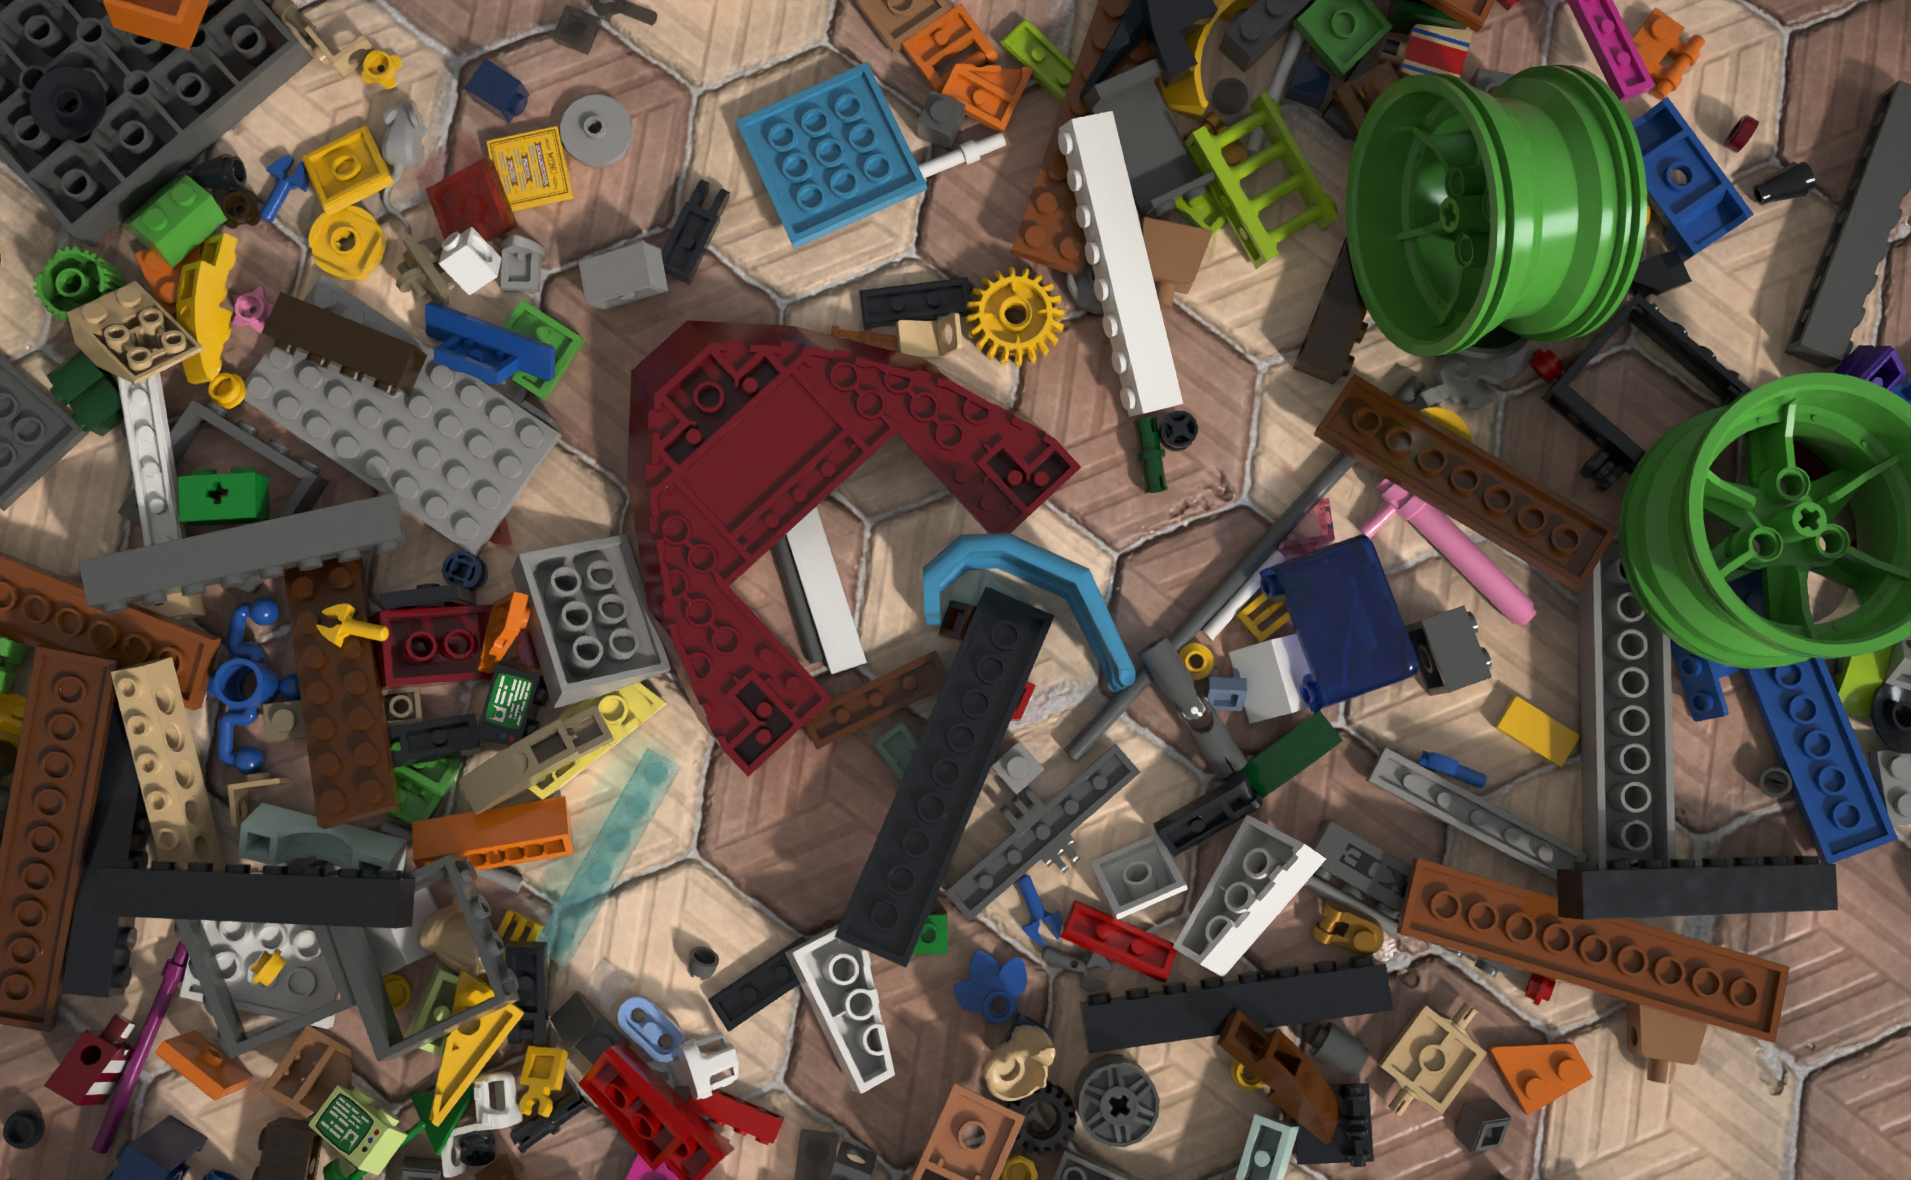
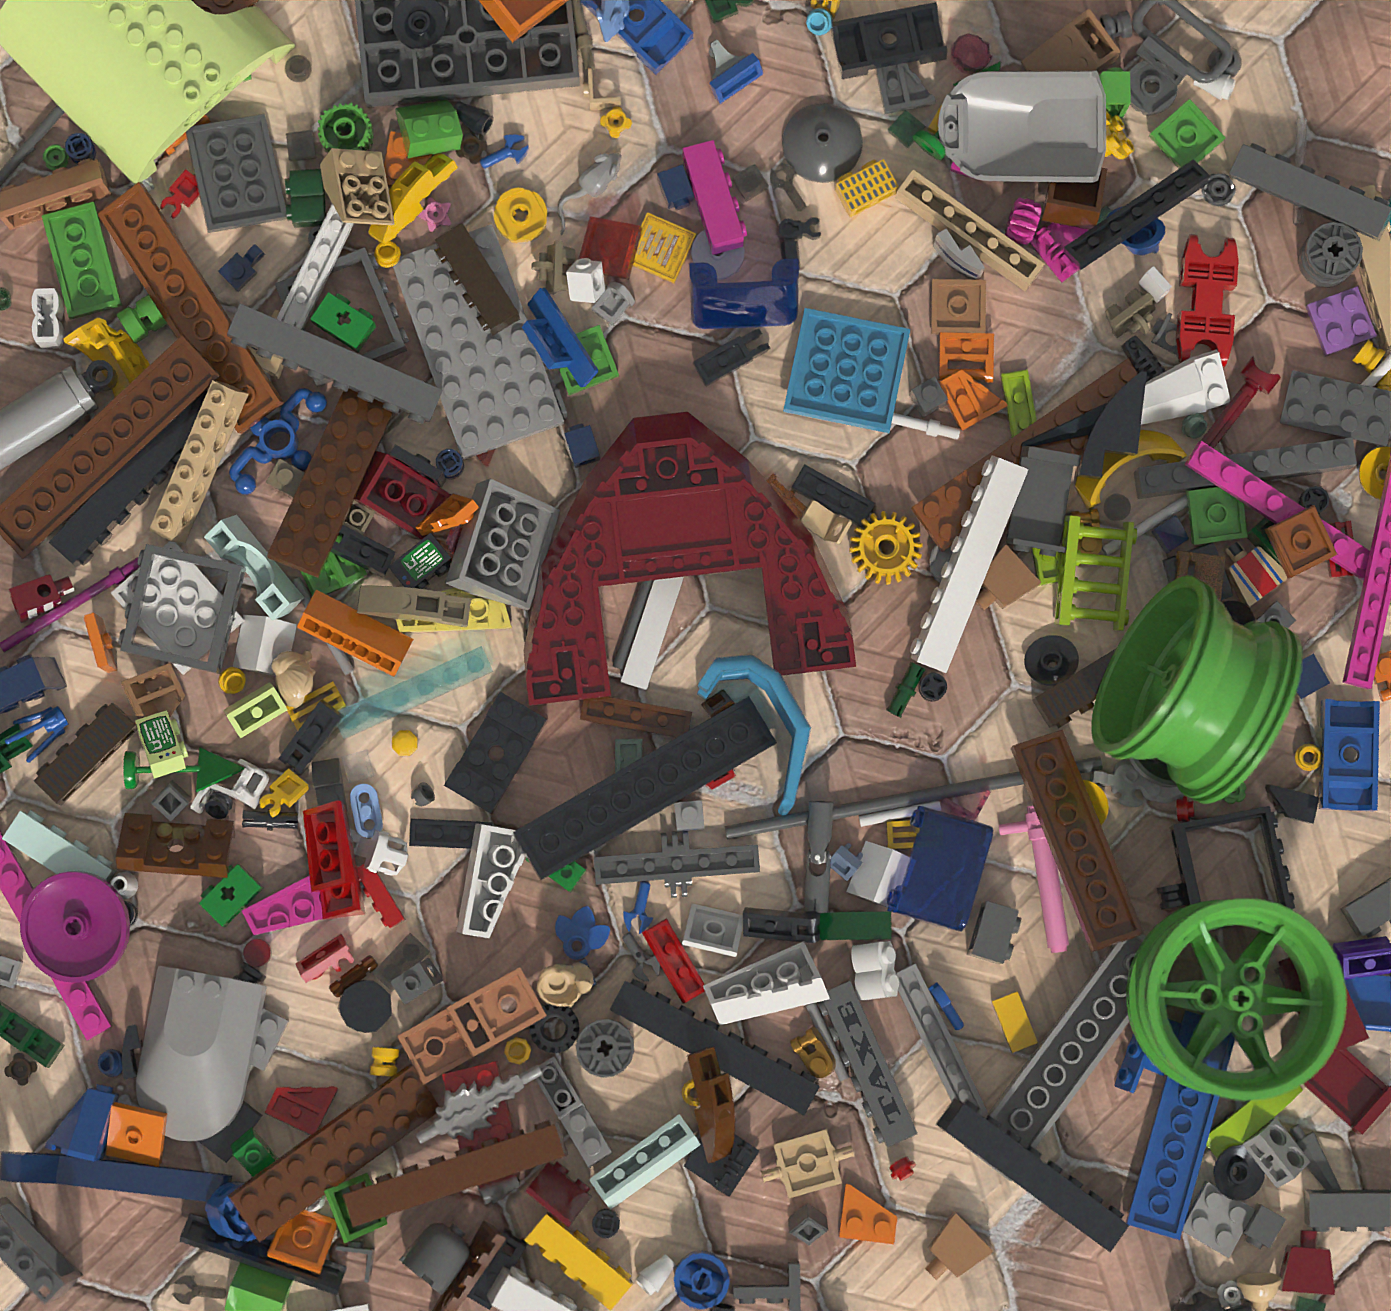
camera: 35 degrees right, 0 degrees up
(43, 340) = (301, 145): none -> clear smoke plate
(73, 527) = (239, 270): none -> dark blue plate
(239, 793) = (241, 499): tan bracket -> none
(255, 896) = (203, 568): black brick -> none
(267, 967) = (180, 613): yellow plate -> none
(347, 170) = (552, 171): yellow tile -> none
(349, 626) = (363, 450): yellow bar -> none
(370, 990) = (230, 658): dark grey window -> none
(470, 1046) = (267, 737): yellow wing -> none
(546, 70) = (713, 197): none -> dark pink brick
(598, 444) = (582, 445): none -> dark blue brick
(623, 275) = (669, 354): light grey brick -> none
(639, 919) = (404, 743): none -> yellow tile
(659, 54) = (791, 230): none -> black bar
(660, 159) = (744, 303): none -> clear blue windscreen
(747, 896) = (507, 726): none -> black piece
(1205, 655) = (850, 831): yellow plate -> none
(1275, 297) = (1049, 650): none -> black dish
(1338, 1049) = (756, 1116): dark grey brick -> none
(1348, 788) = (875, 970): none -> white brick
(1595, 954) = (946, 1166): dark orange plate -> none
(1776, 775) = (1138, 1153): dark grey hinge -> none

